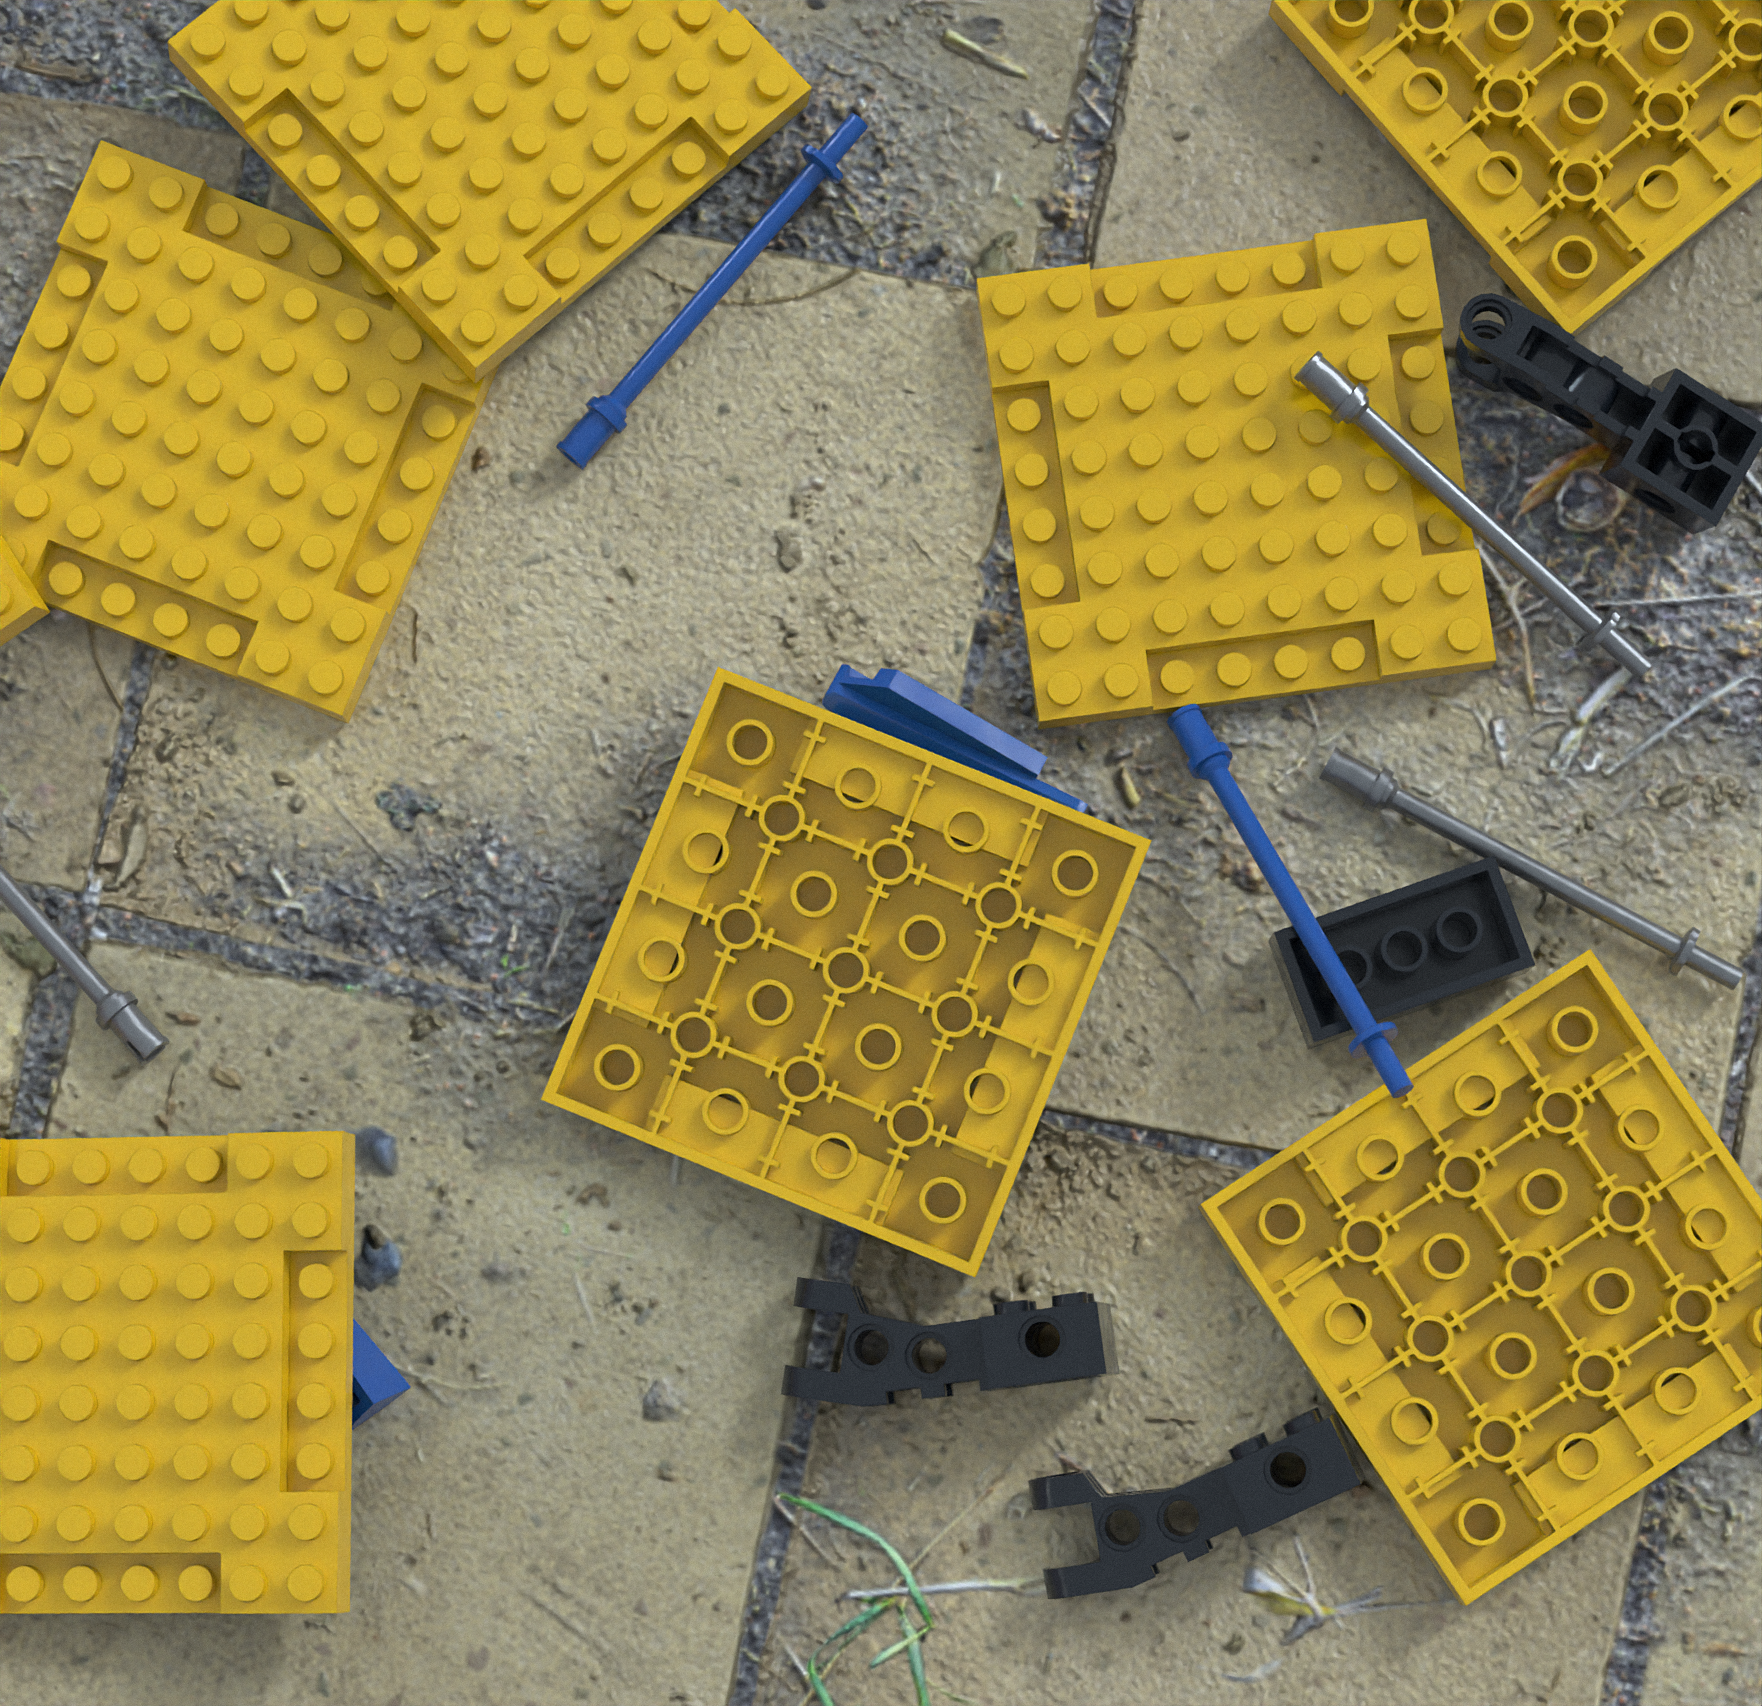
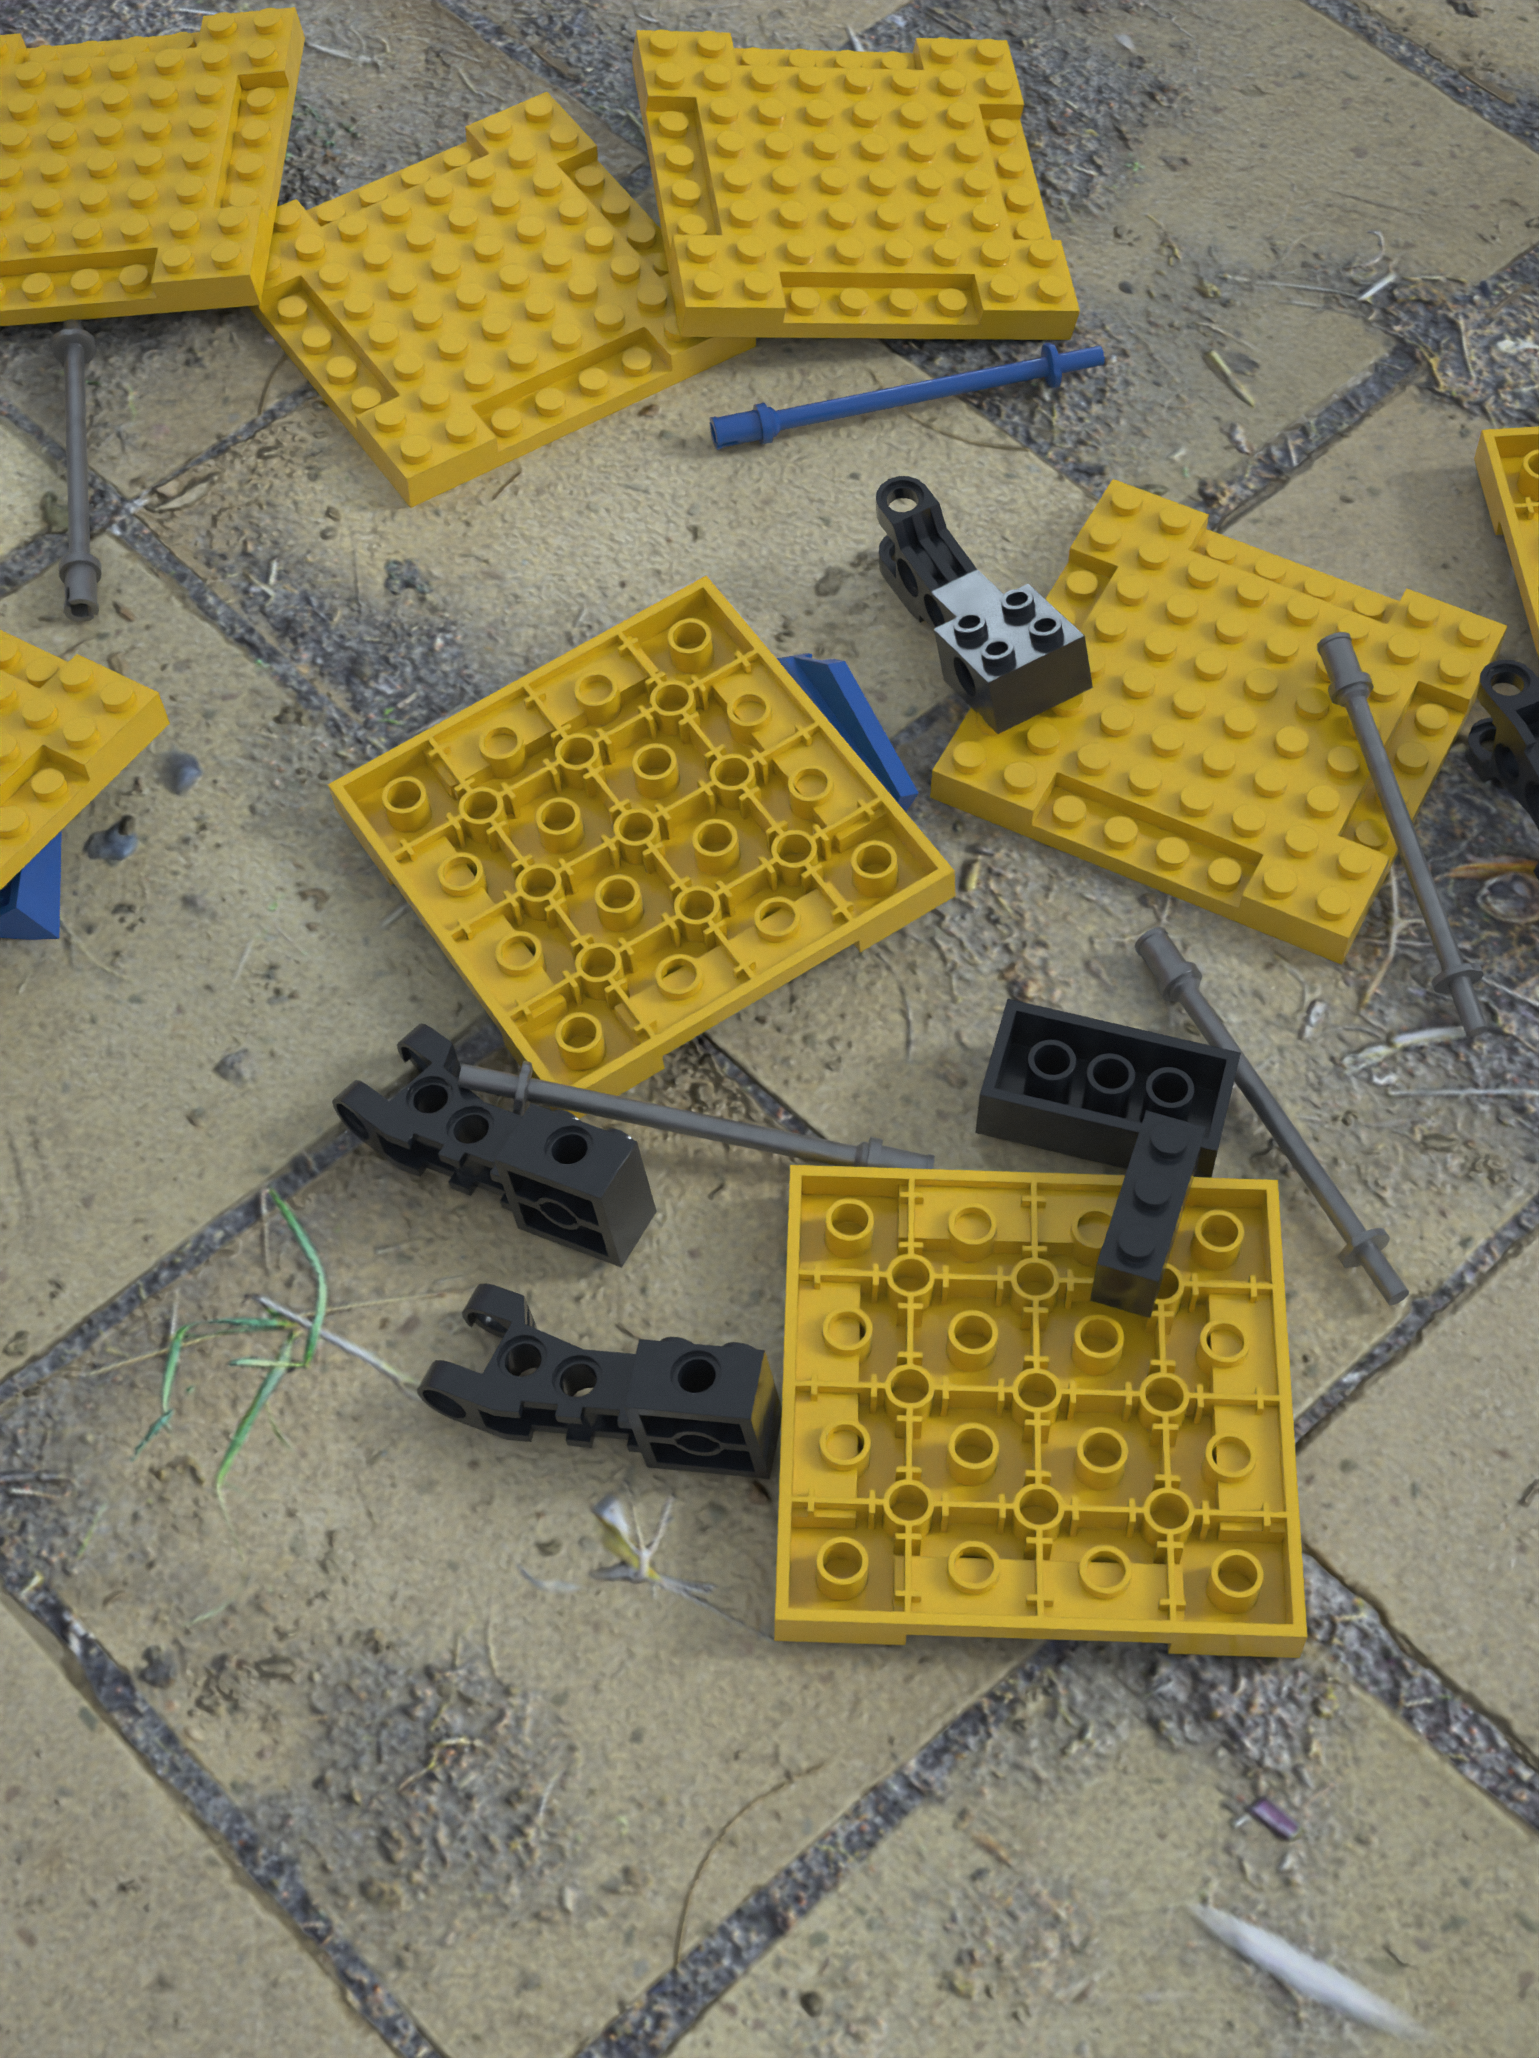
camera: 30 degrees right, 25 degrees down
(1021, 563) = (995, 649): none -> black brick
(1210, 762) = (1027, 1089): blue bar -> none
(1247, 1142) = (685, 1122): none -> flat silver bar
(1523, 1067) = (1147, 1214): none -> black brick

